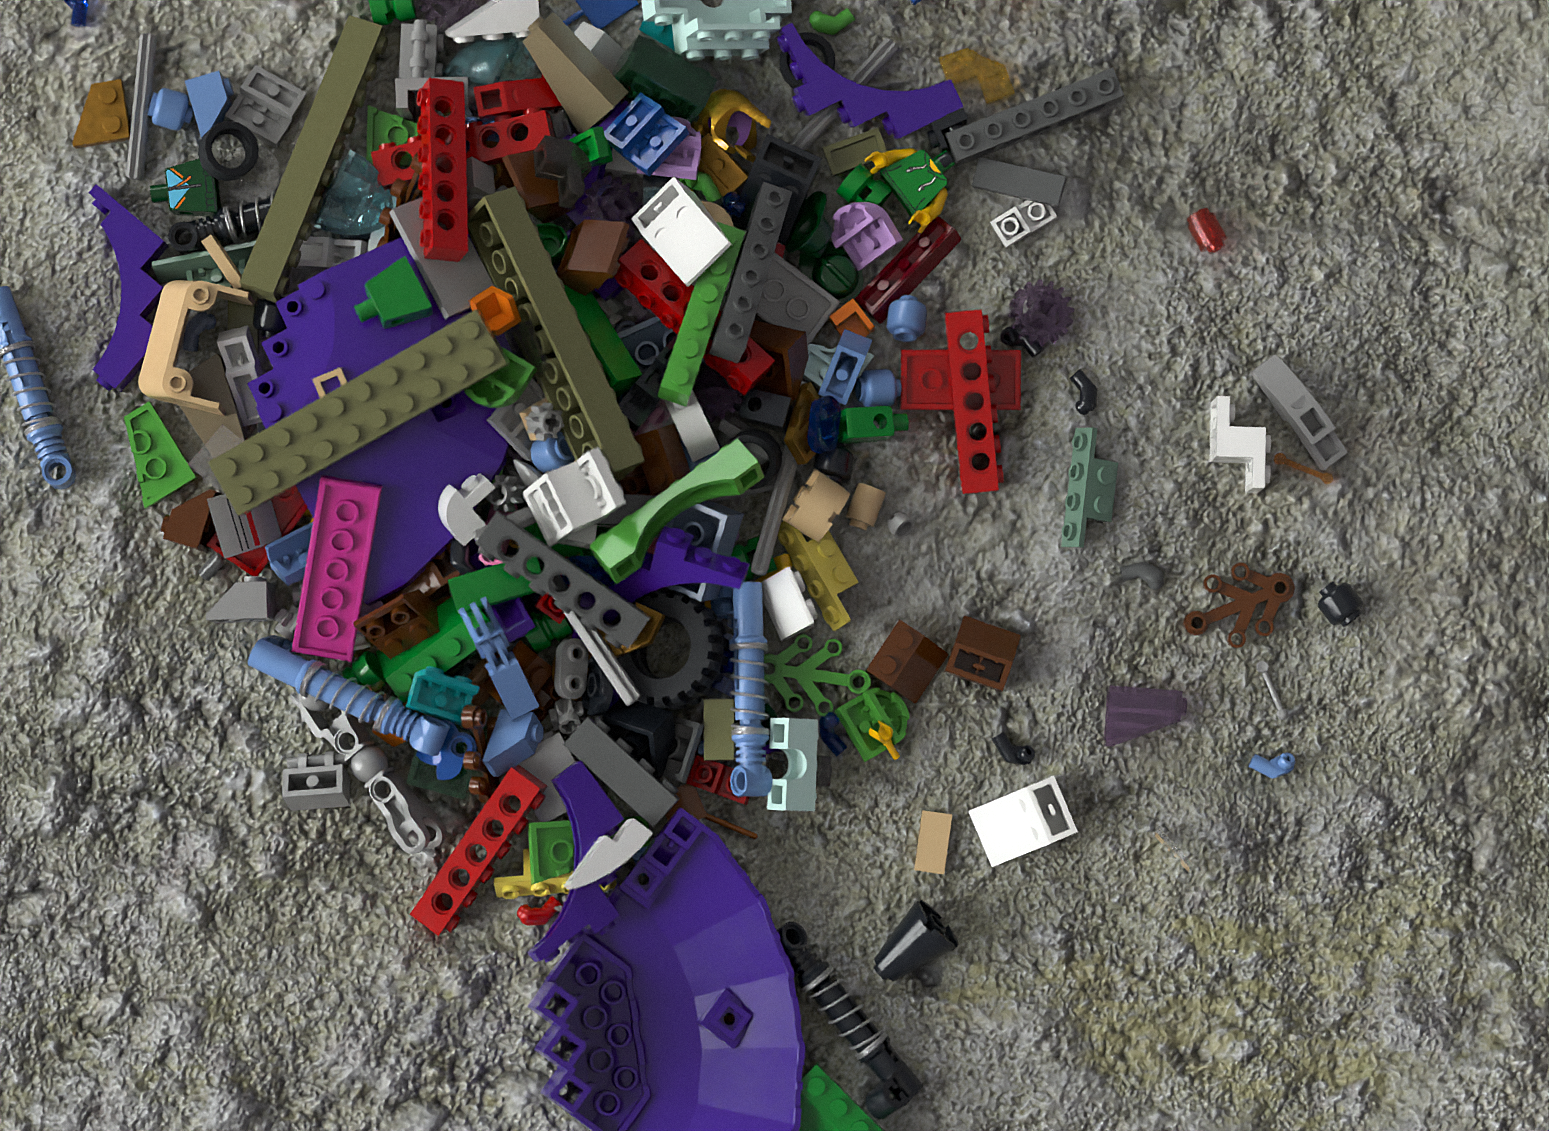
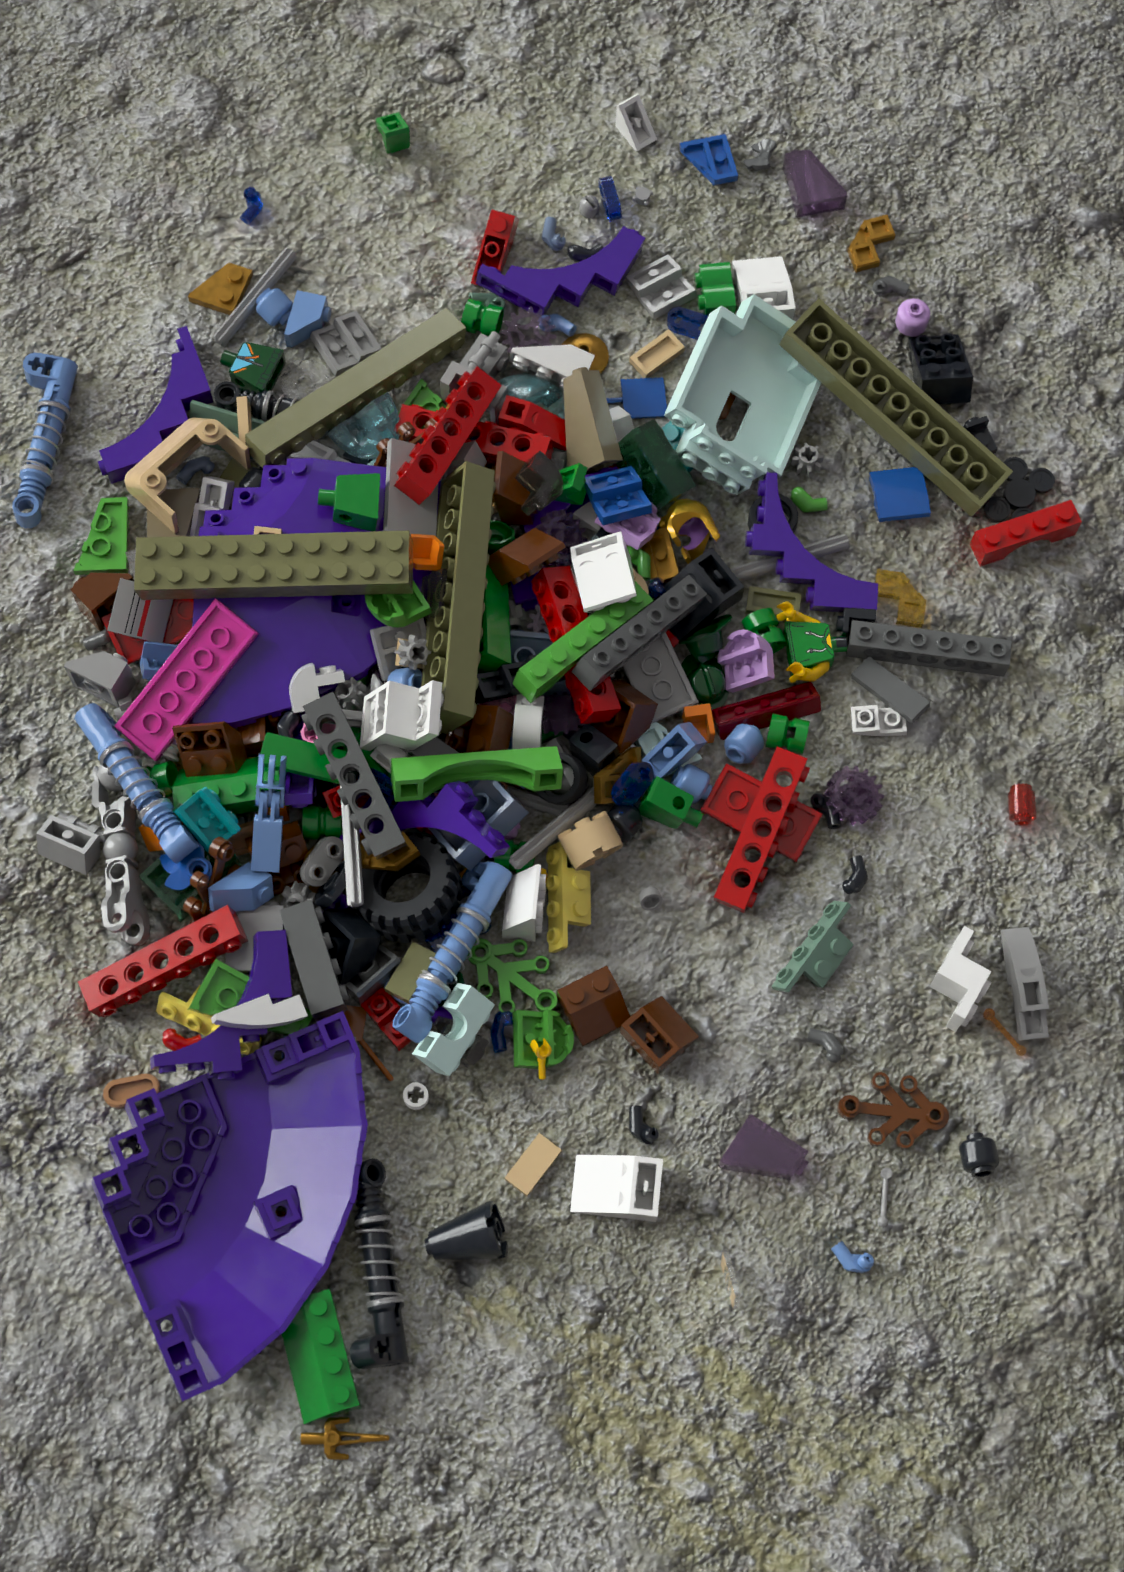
camera: 20 degrees right, 15 degrees down
(246, 138) = (313, 343): black tyre -> none
(520, 984) = (121, 1089): none -> medium nougat tile
(796, 843) = (422, 1102): none -> white bush
(865, 506) = (630, 867): tan brick -> none
(933, 288) = (778, 729): none -> green wheel

